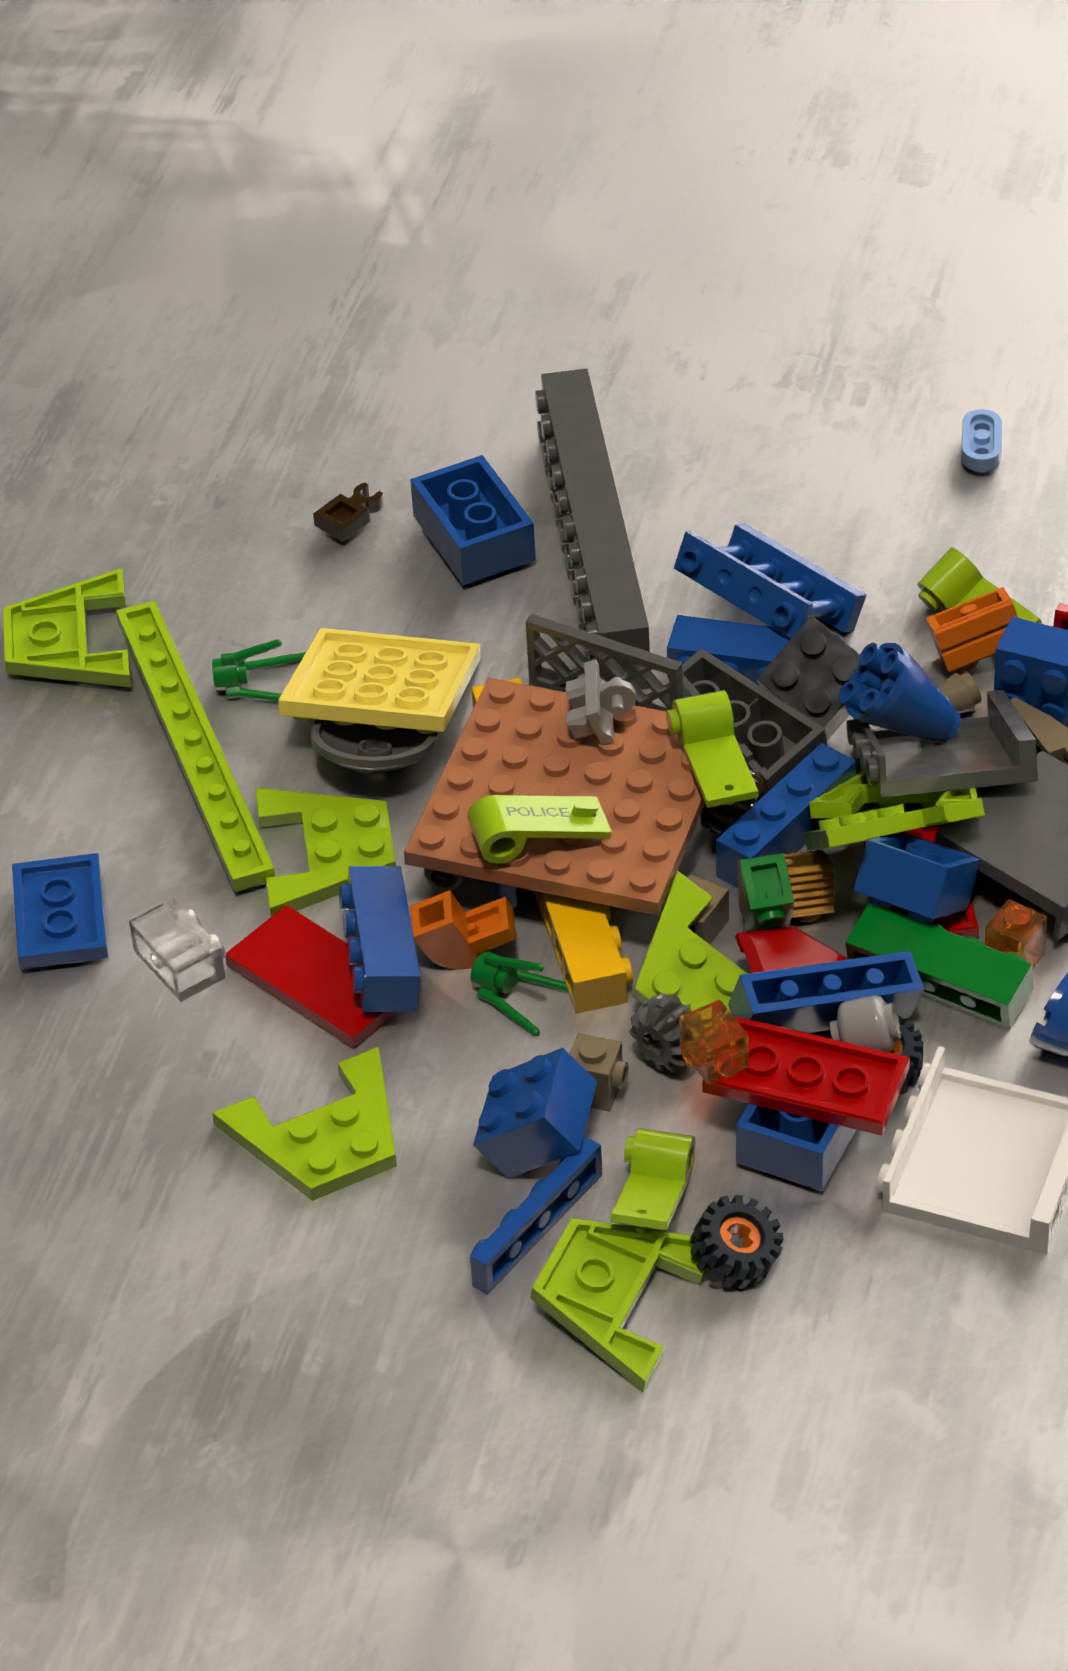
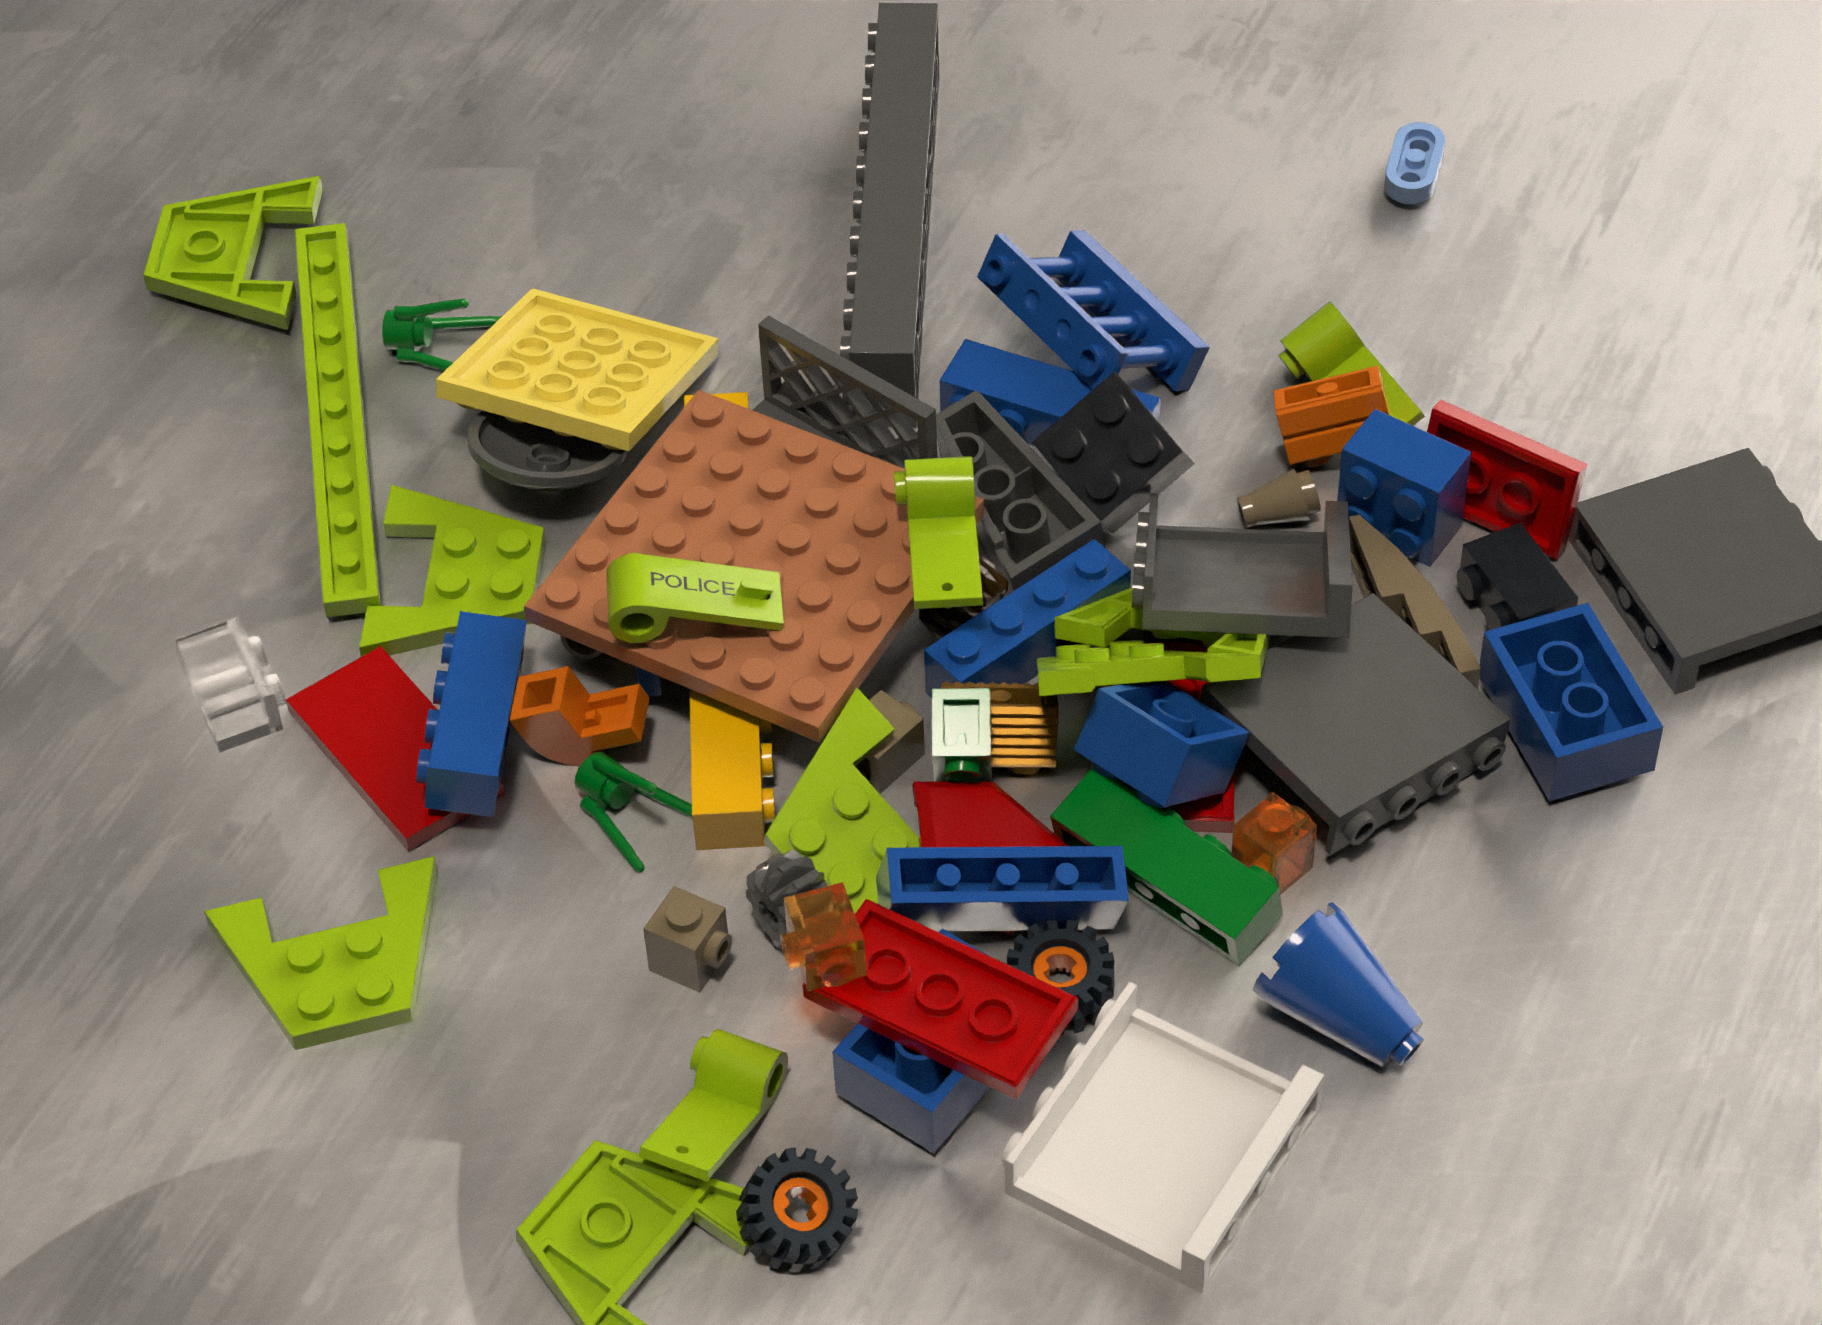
camera: 10 degrees right, 5 degrees up
(59, 911) = (106, 609): blue plate -> none
(347, 515) = (611, 147): dark brown plate -> none
(473, 519) = (754, 176): blue brick -> none
(535, 1113) = (589, 986): blue brick -> none
(535, 1216) = (557, 1125): blue plate -> none
(596, 703) = (814, 446): light grey hips -> none
(867, 1023) = (1039, 940): light grey head -> none
(898, 695) = (1202, 494): blue cone -> none

